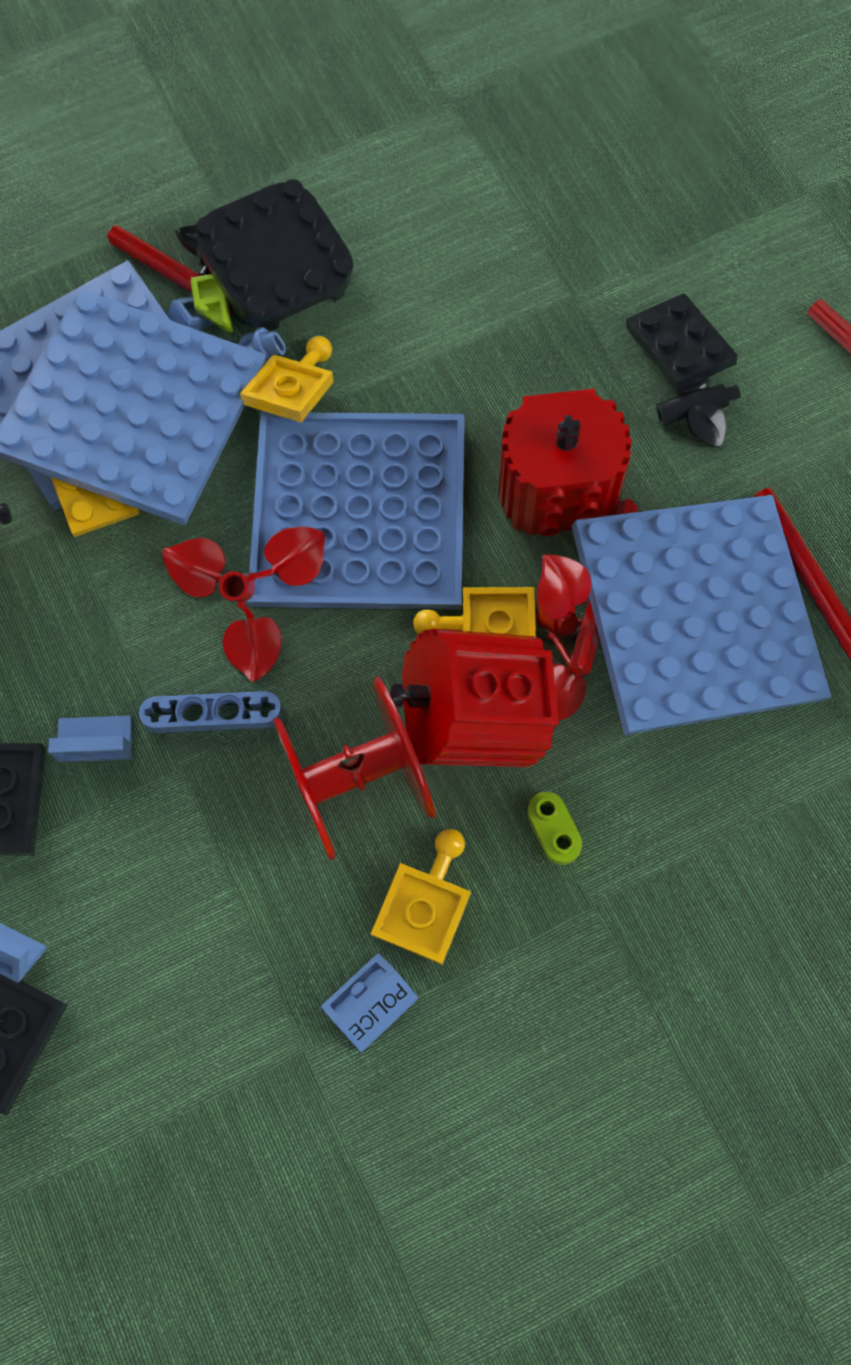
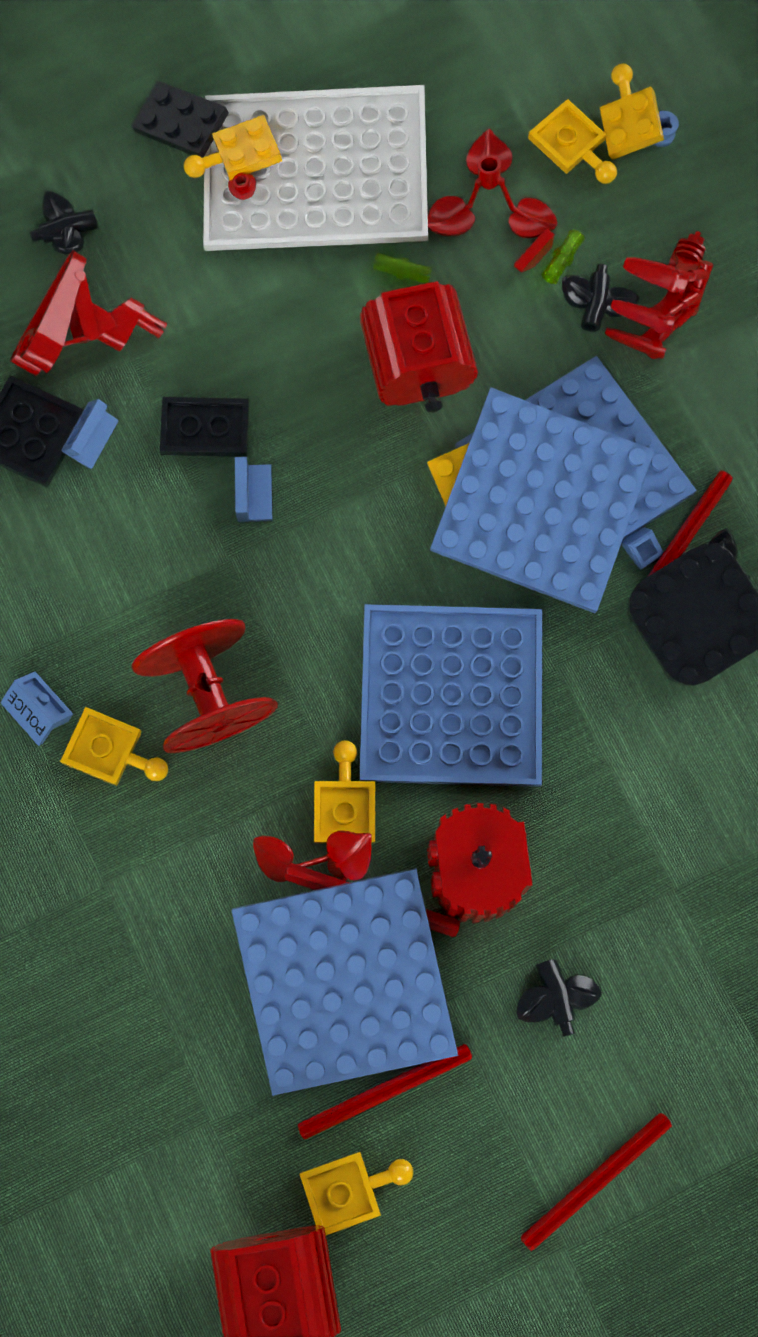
camera: 85 degrees right, 5 degrees up
(197, 566) = (331, 608): red plant -> none
(211, 301) = (650, 561): lime tile -> none
(211, 708) = (275, 580): medium blue beam -> none
(264, 342) = (611, 607): medium blue piece -> none
(291, 386) = (567, 633): yellow plate -> none
(478, 698) = (259, 784): red piece -> none
(554, 826) = (167, 855): lime plate -> none
(681, 341) = (620, 985): black plate -> none

